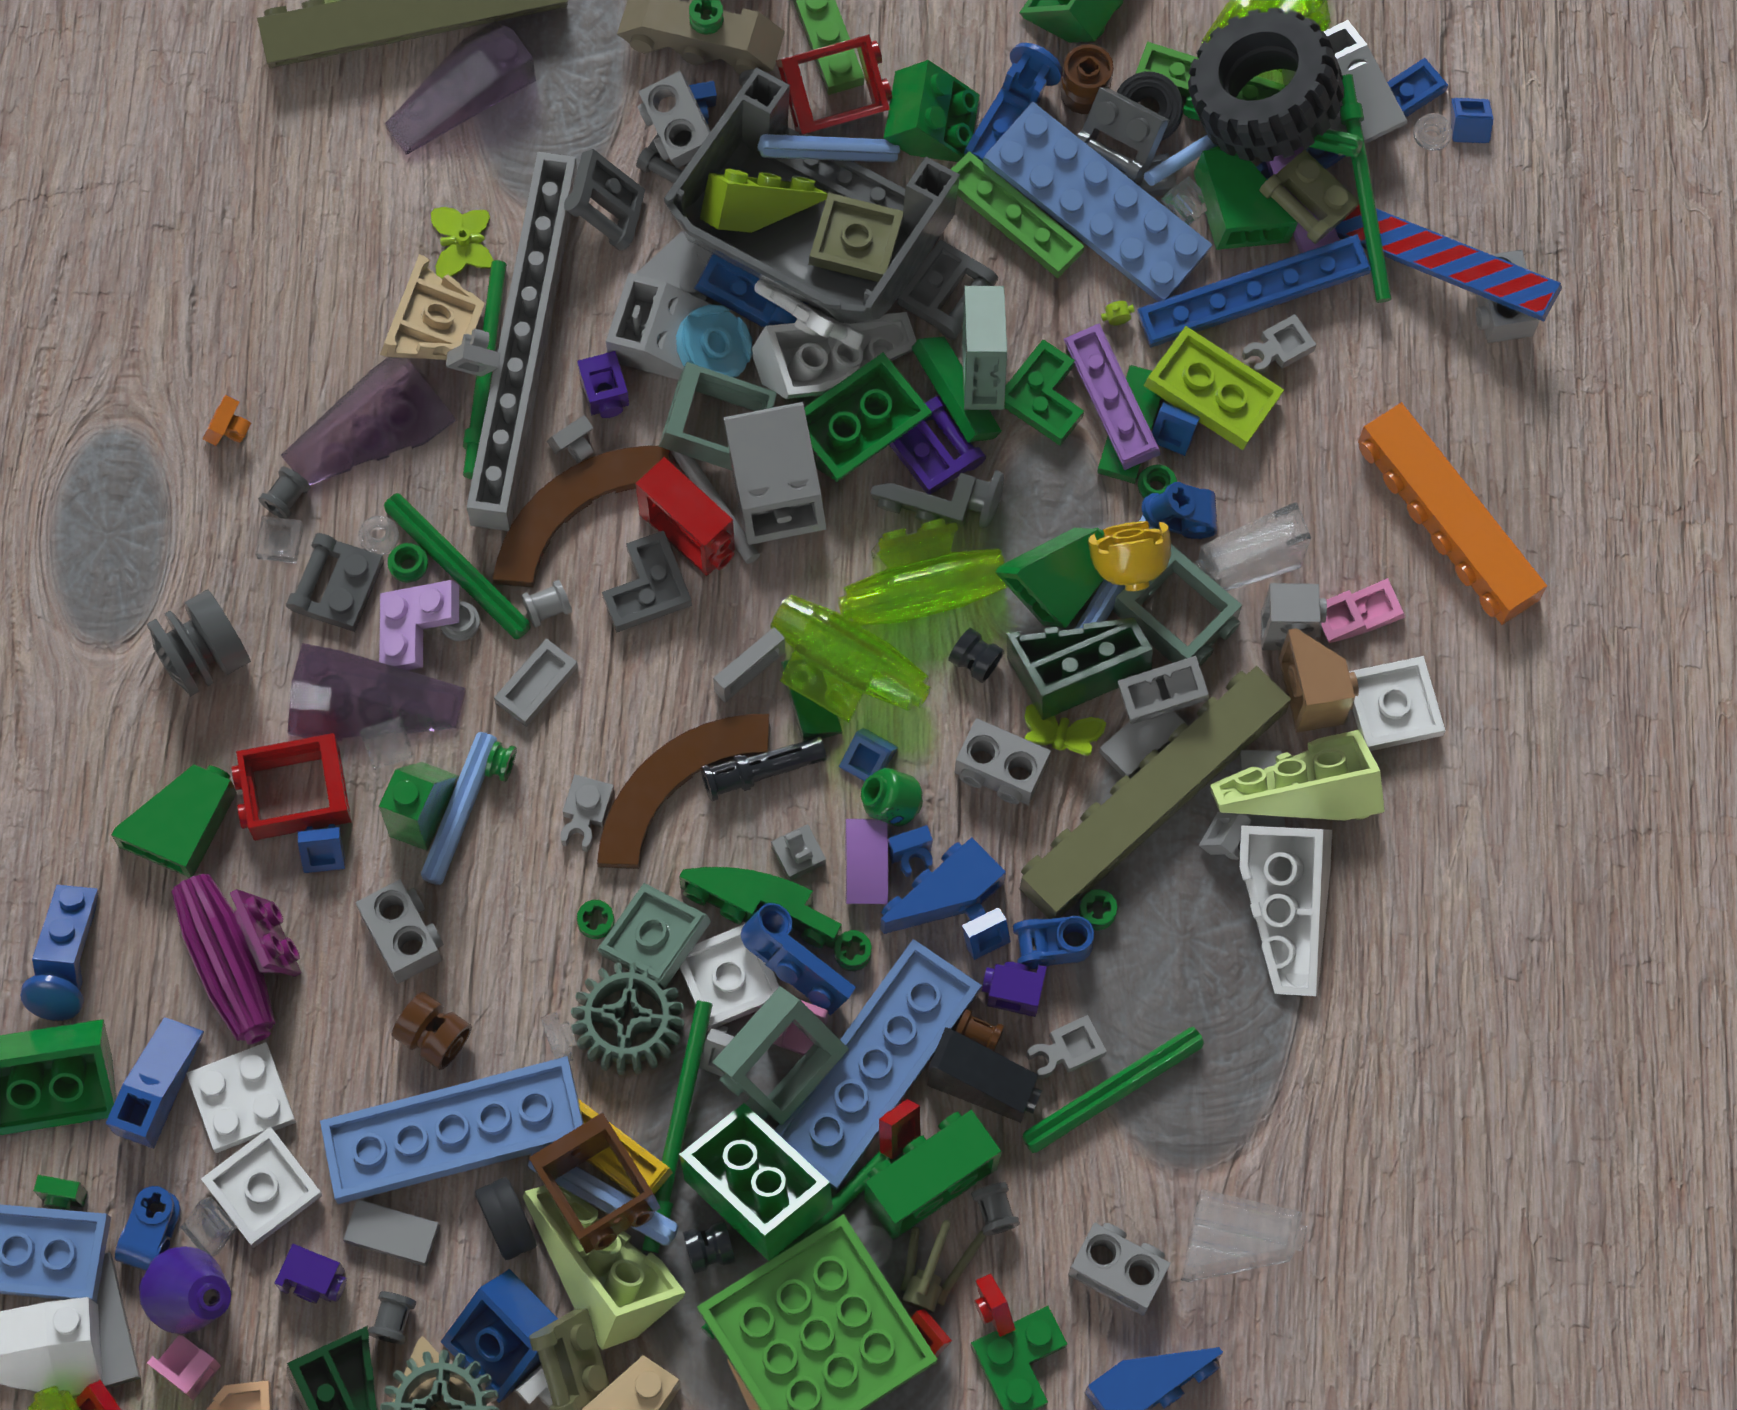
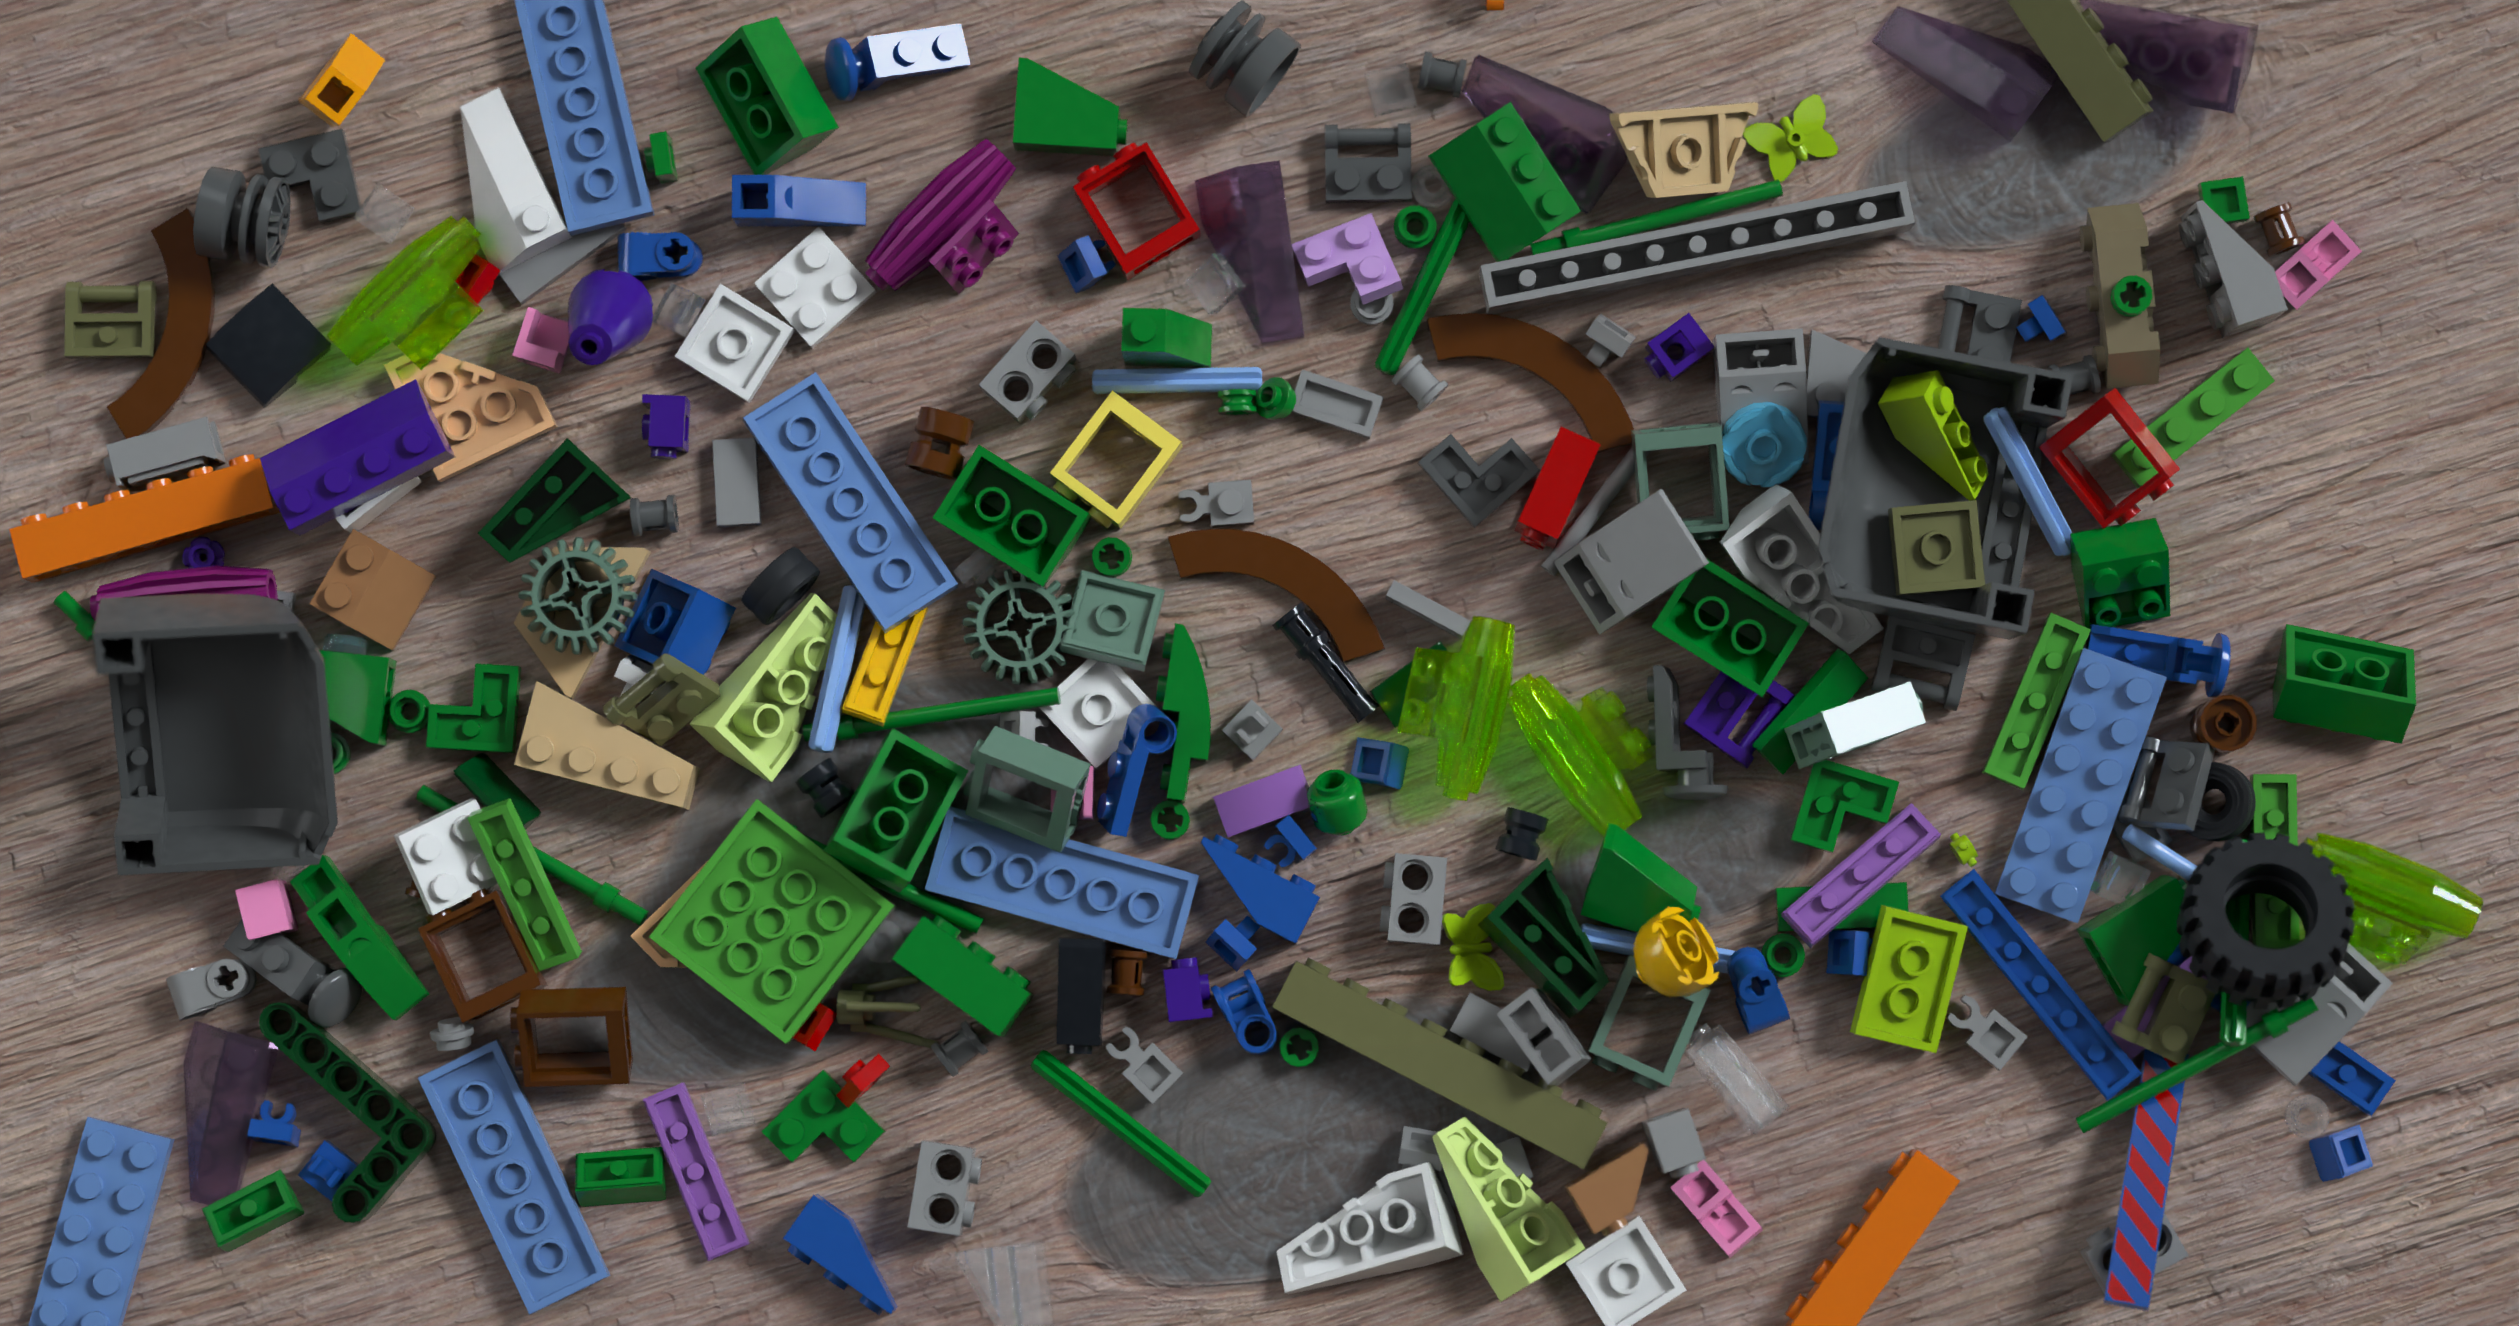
camera: 80 degrees right, 15 degrees up
(401, 468) = (1504, 183): none -> green slope
(473, 355) = (1648, 207): light grey tile -> none
(490, 849) = (1141, 425): none -> light yellow window
(518, 723) = (1275, 399): none -> green plate
(524, 983) = (1012, 516): none -> green slope
(574, 1150) = (862, 624): reddish brown window -> none
(611, 190) = (1898, 271): dark grey plate -> none
(683, 117) = (2008, 320): light grey brick -> none
(808, 318) = (1805, 553): white piece -> none
(899, 1128) = (1002, 929): red plate -> none

